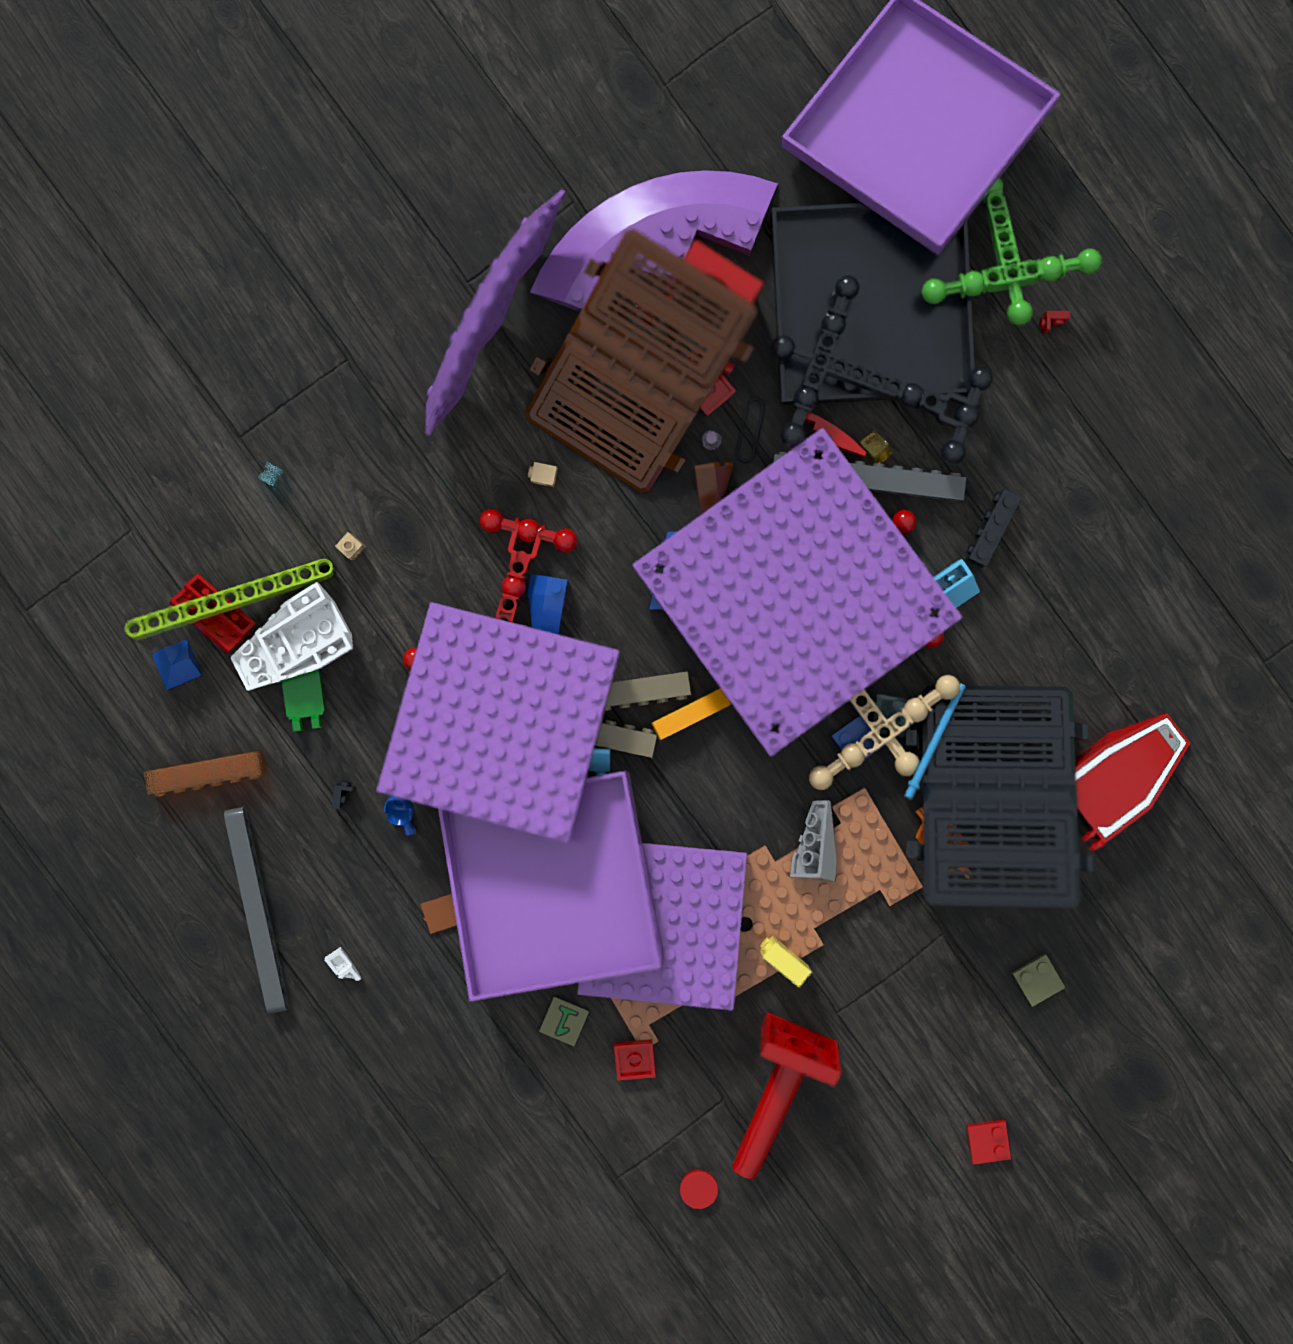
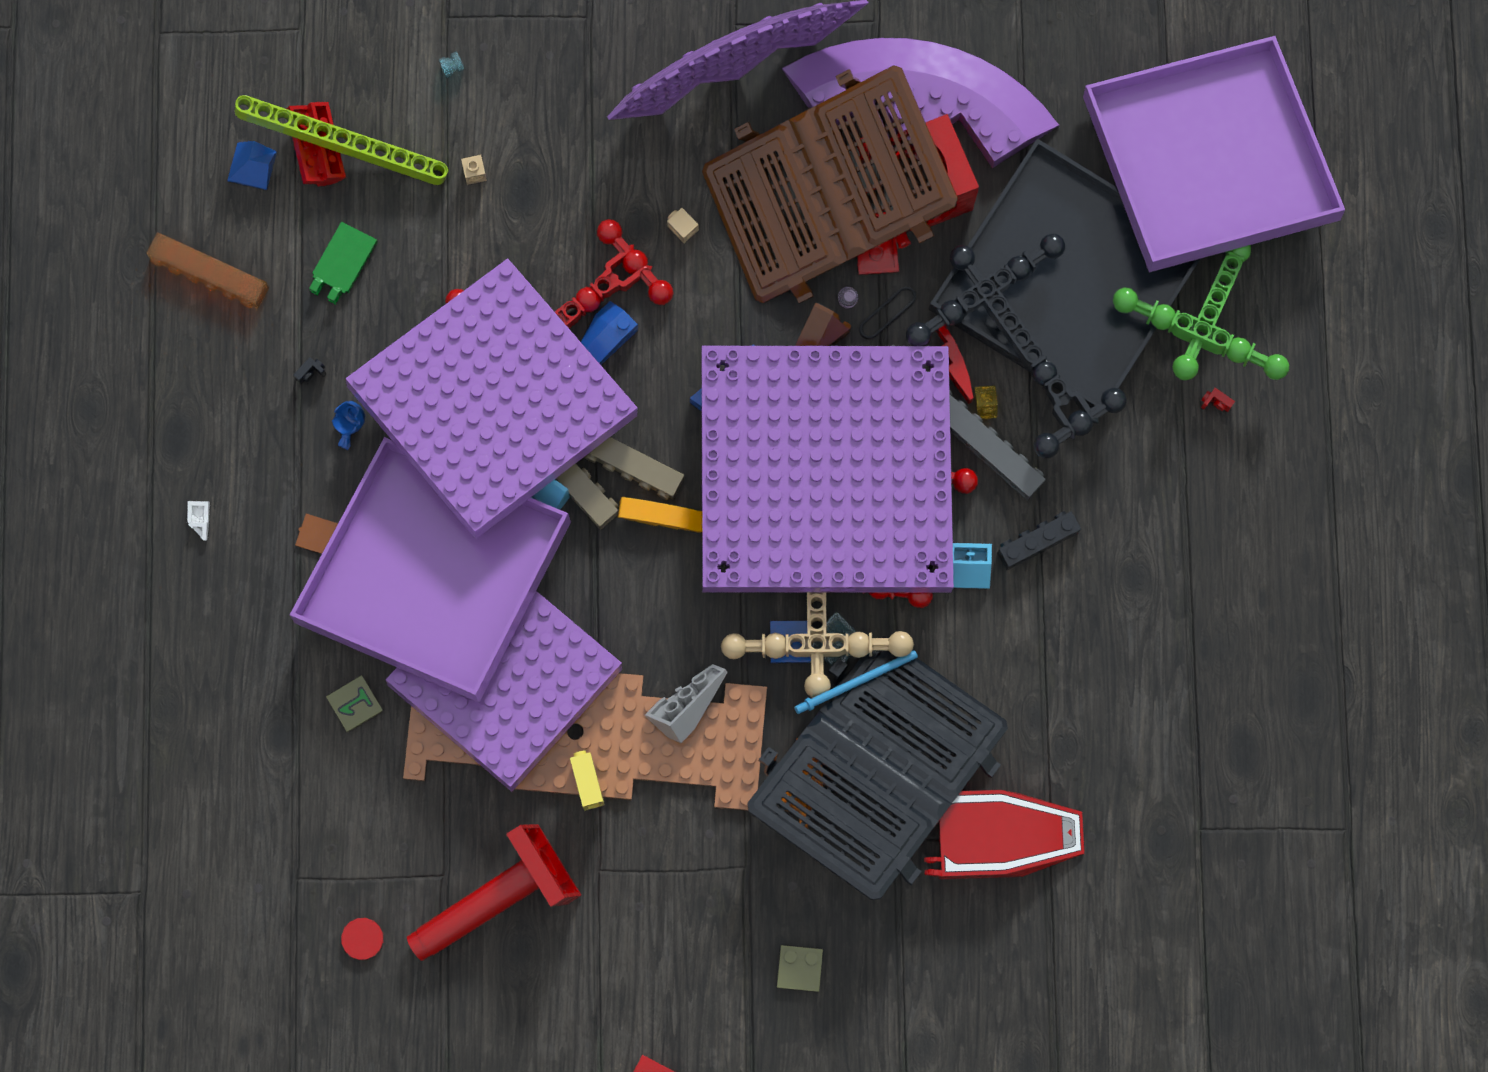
camera: 35 degrees right, 10 degrees down
(256, 910) = (161, 418): dark grey beam -> none
(295, 640) = (368, 213): white wedge -> none
(634, 1060) = (391, 780): red plate -> none

